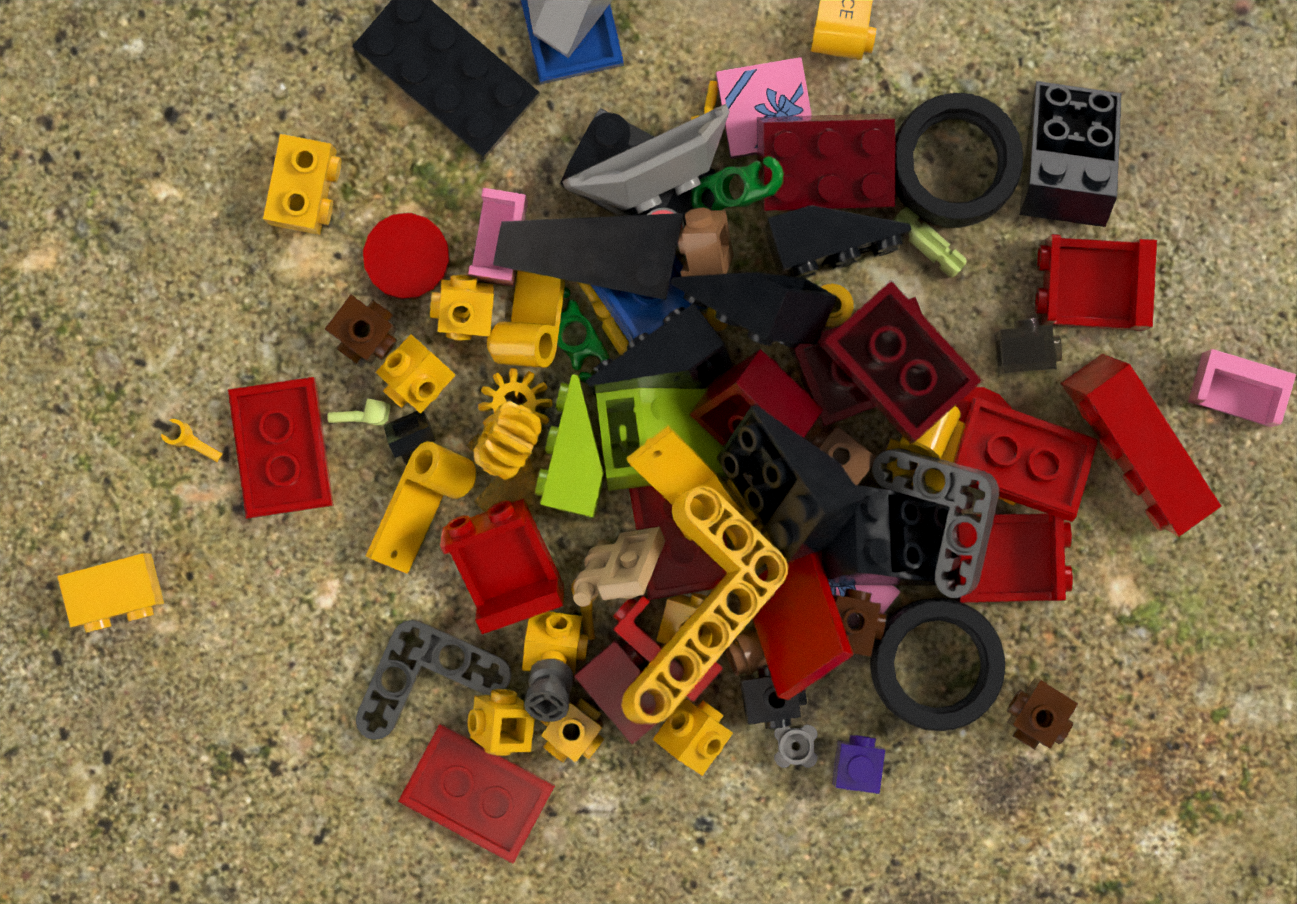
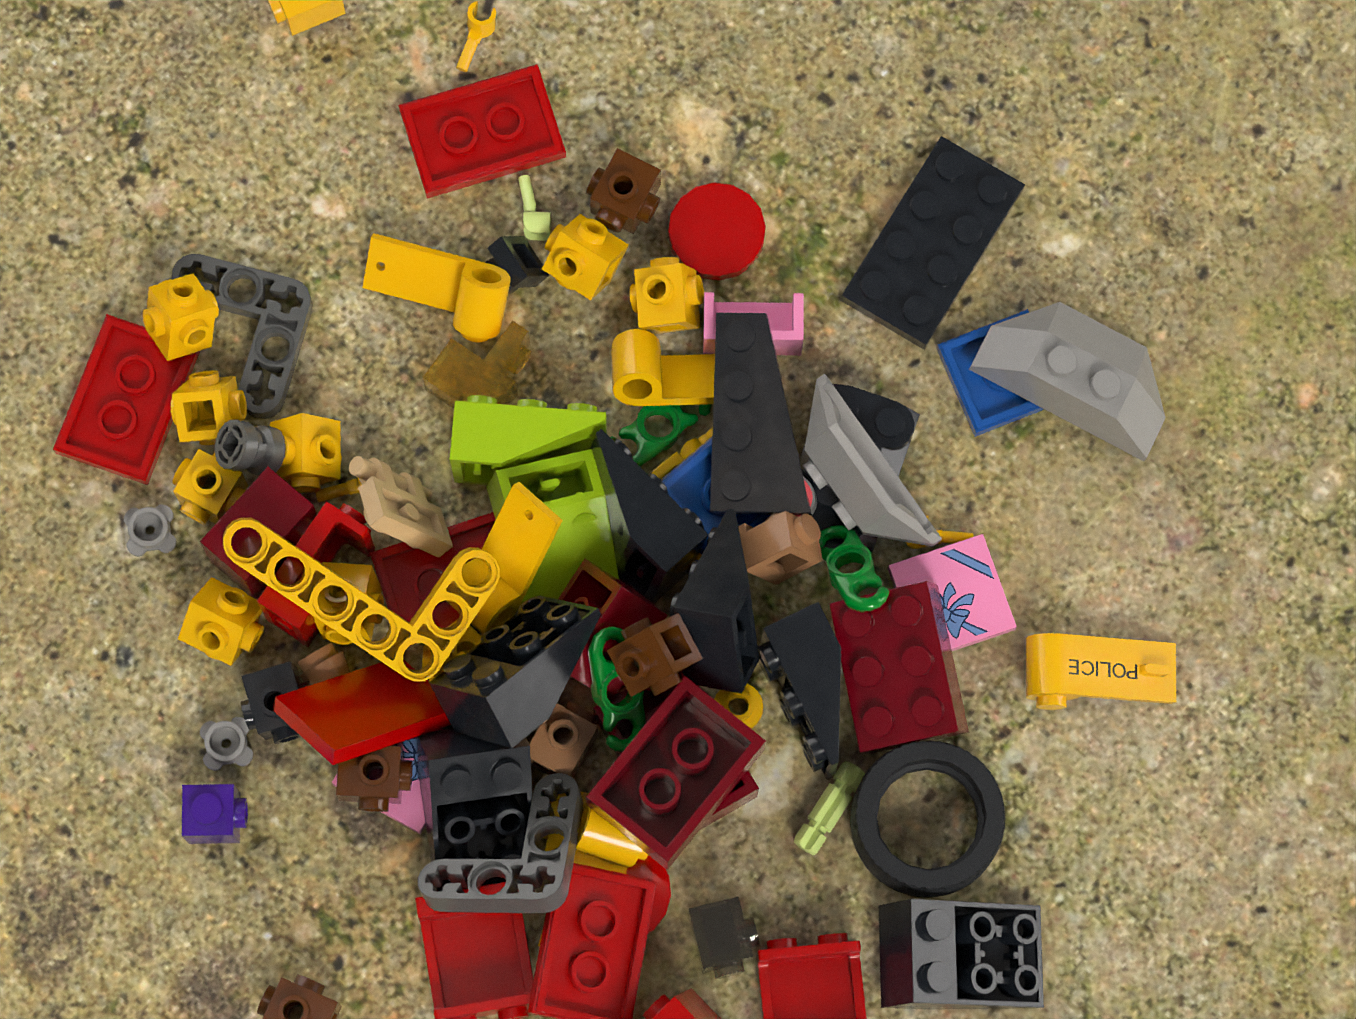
camera: 80 degrees right, 10 degrees down
(302, 184) = (776, 105): yellow brick -> none
(414, 736) = (180, 316): none -> yellow brick
(503, 564) = (385, 382): red panel -> none
(507, 440) = (522, 356): yellow gear -> none
(514, 387) = (569, 355): yellow gear -> none
(589, 797) = (139, 520): none -> light grey plate
(806, 412) = (602, 673): none -> green piece
(808, 371) = (654, 655): none -> reddish brown brick
(989, 678) = (322, 826): black tyre -> none

